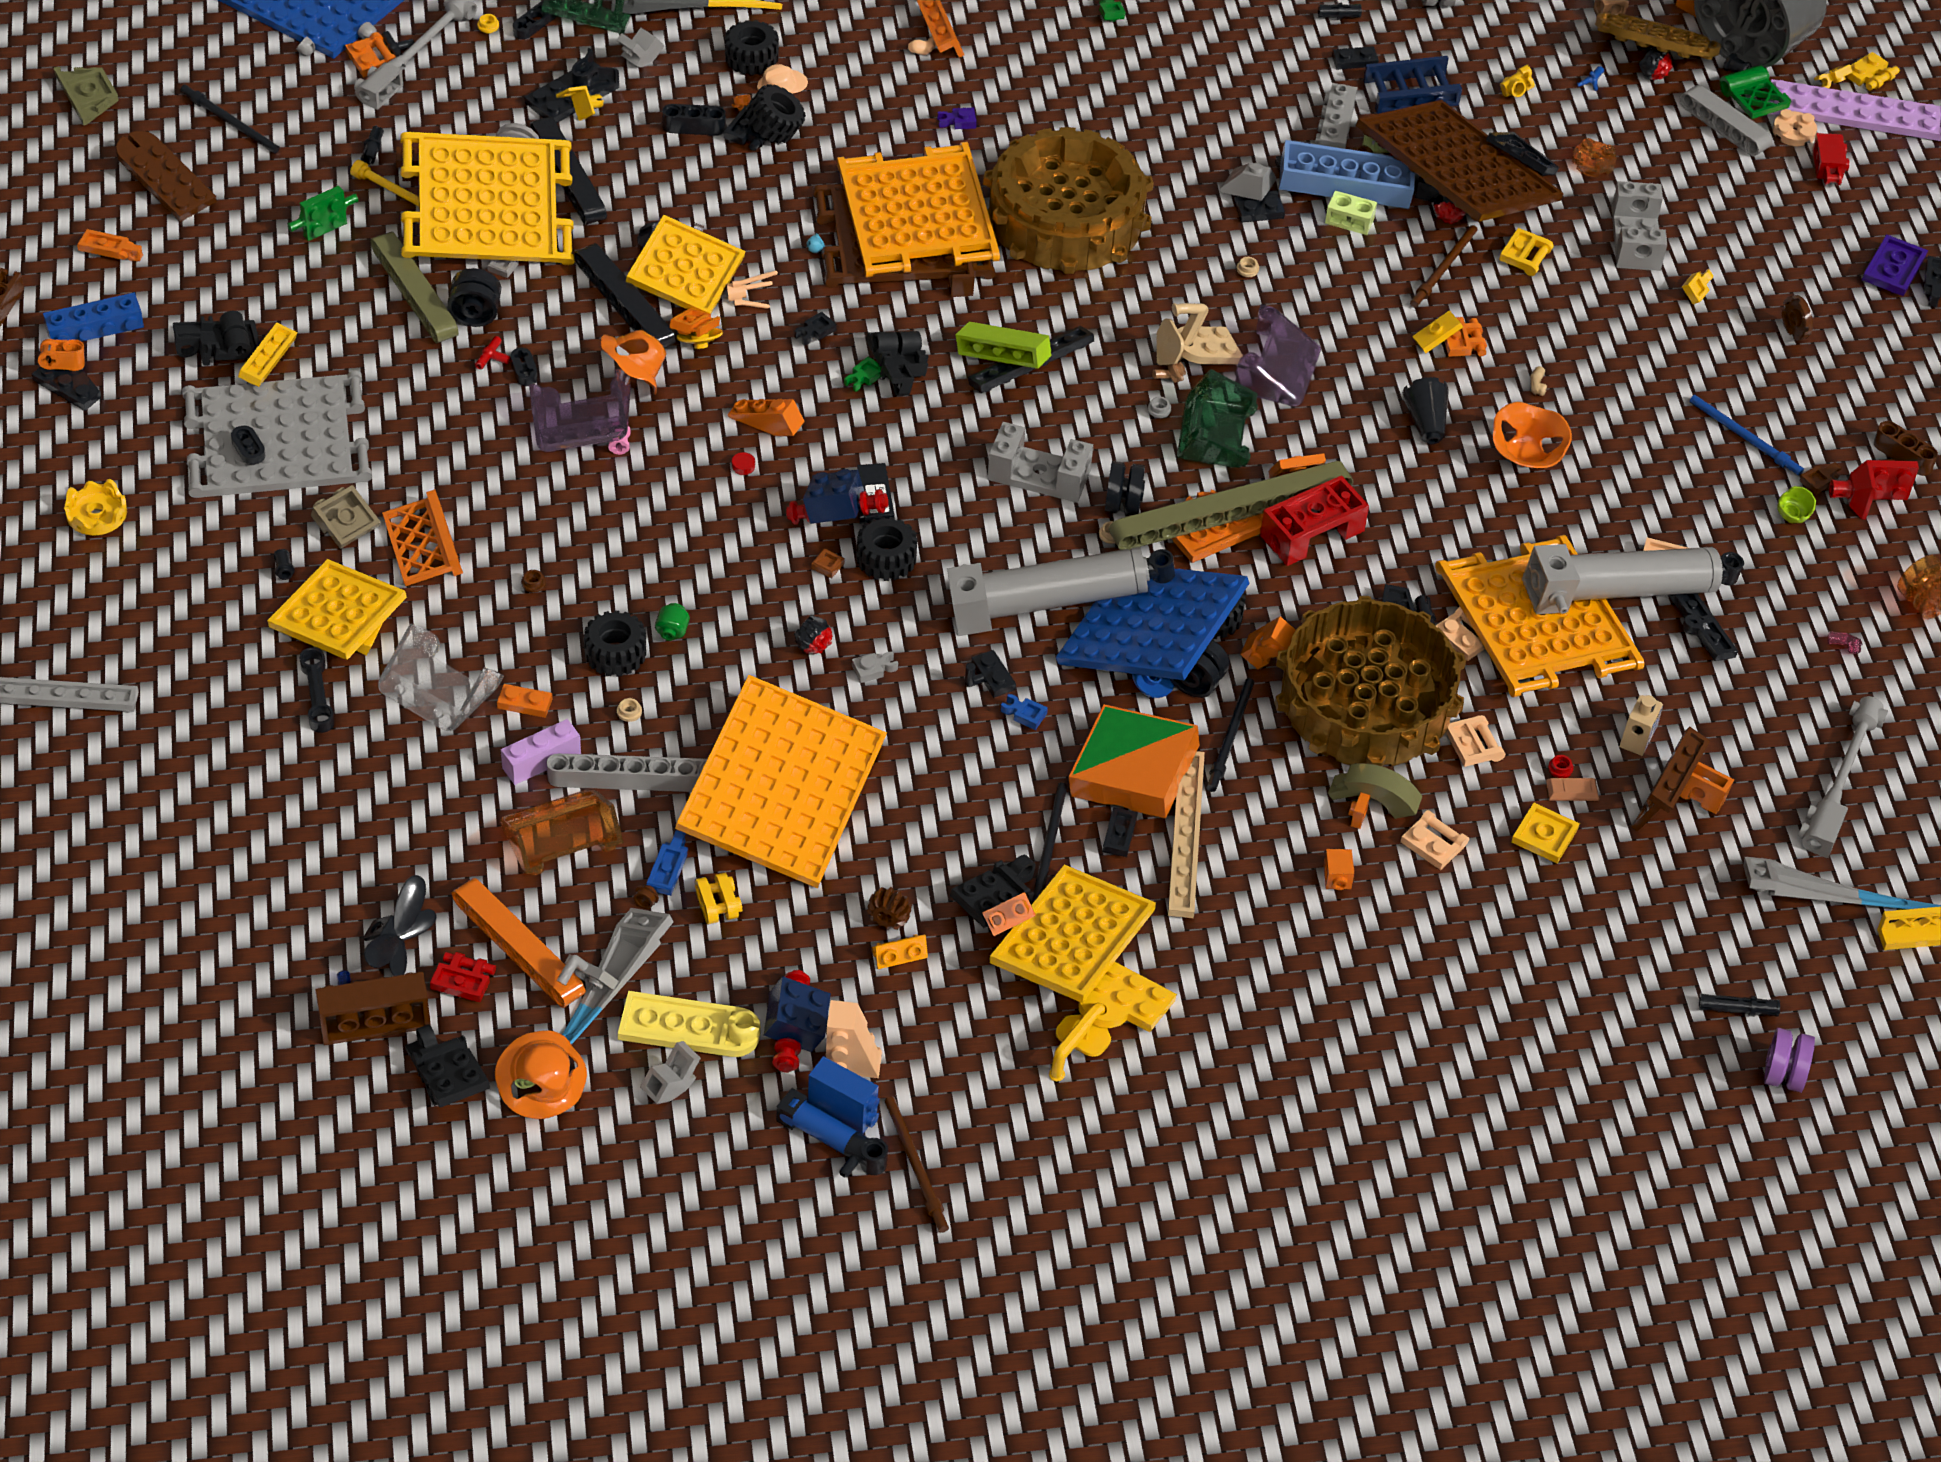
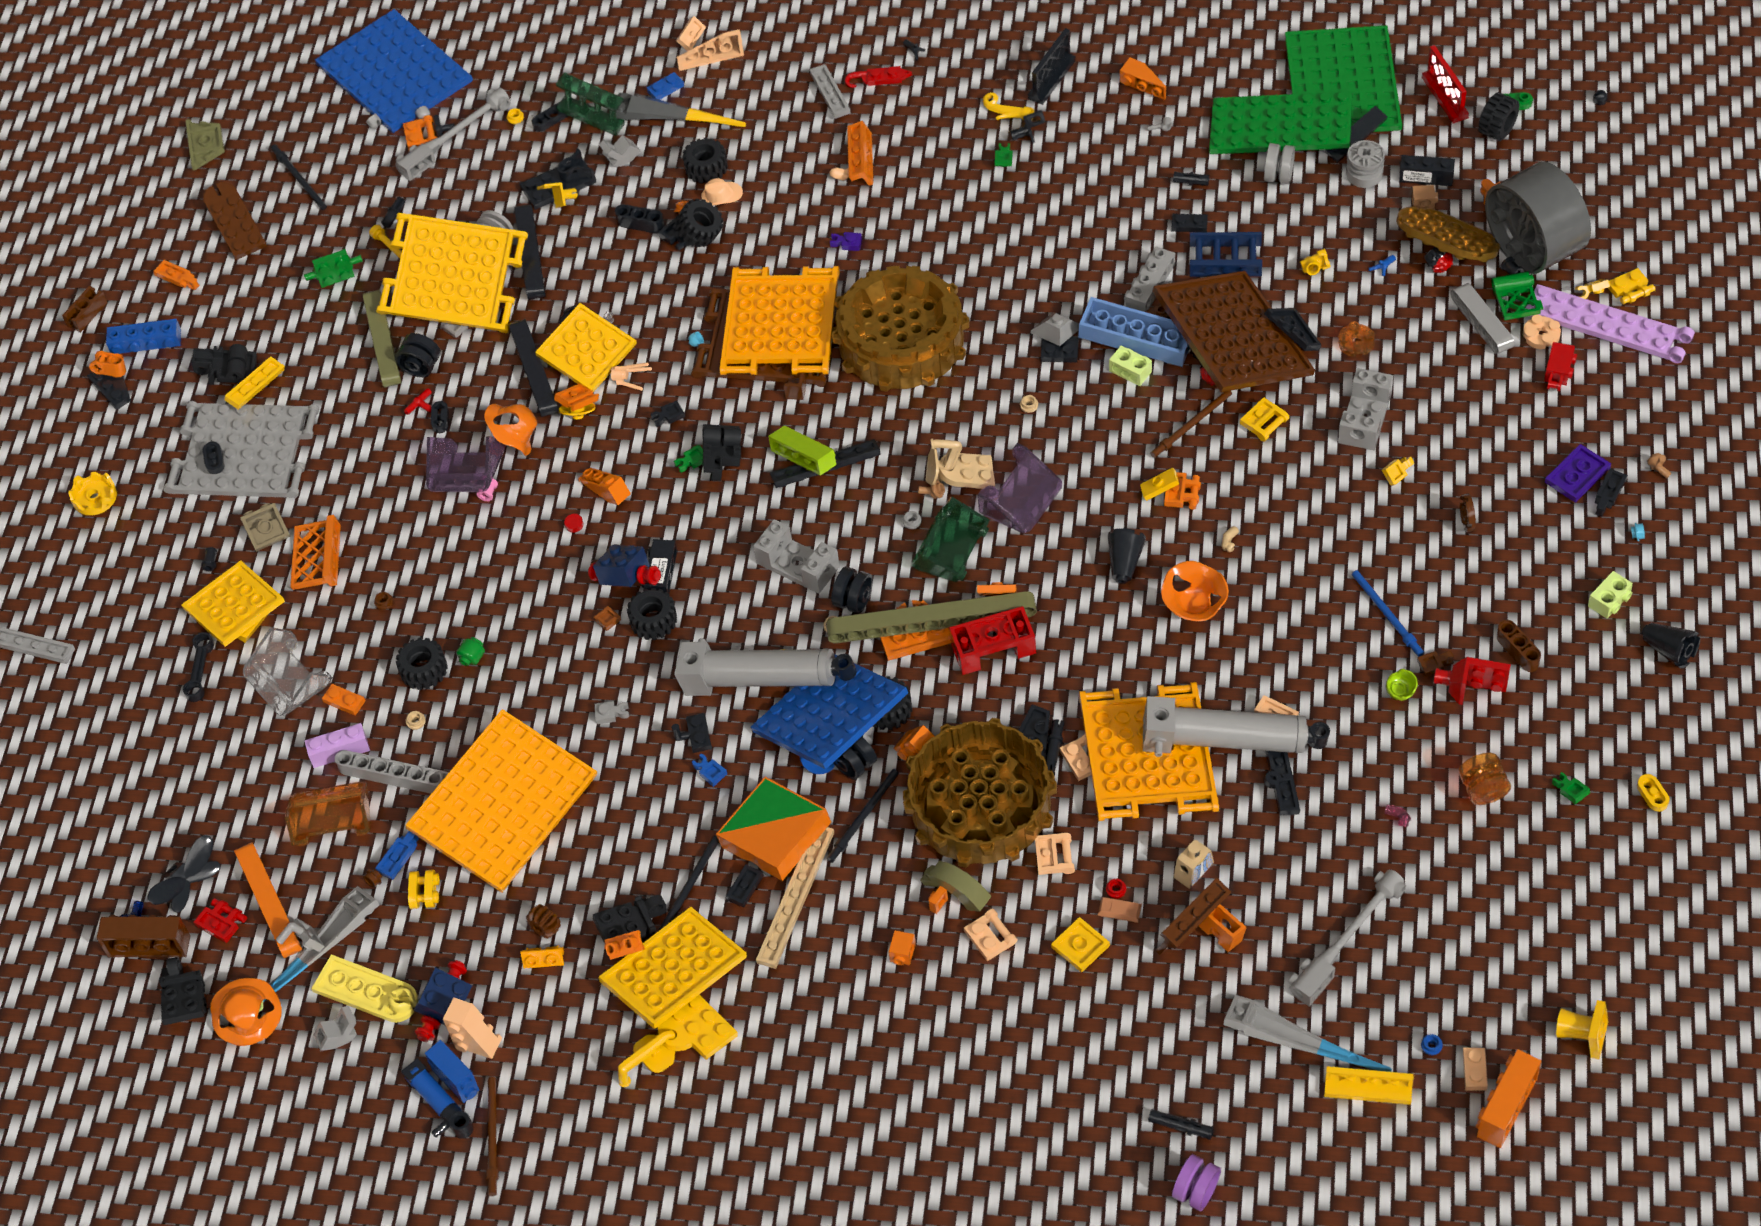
camera: 25 degrees right, 5 degrees up
(813, 635) = (570, 679): black piece -> none

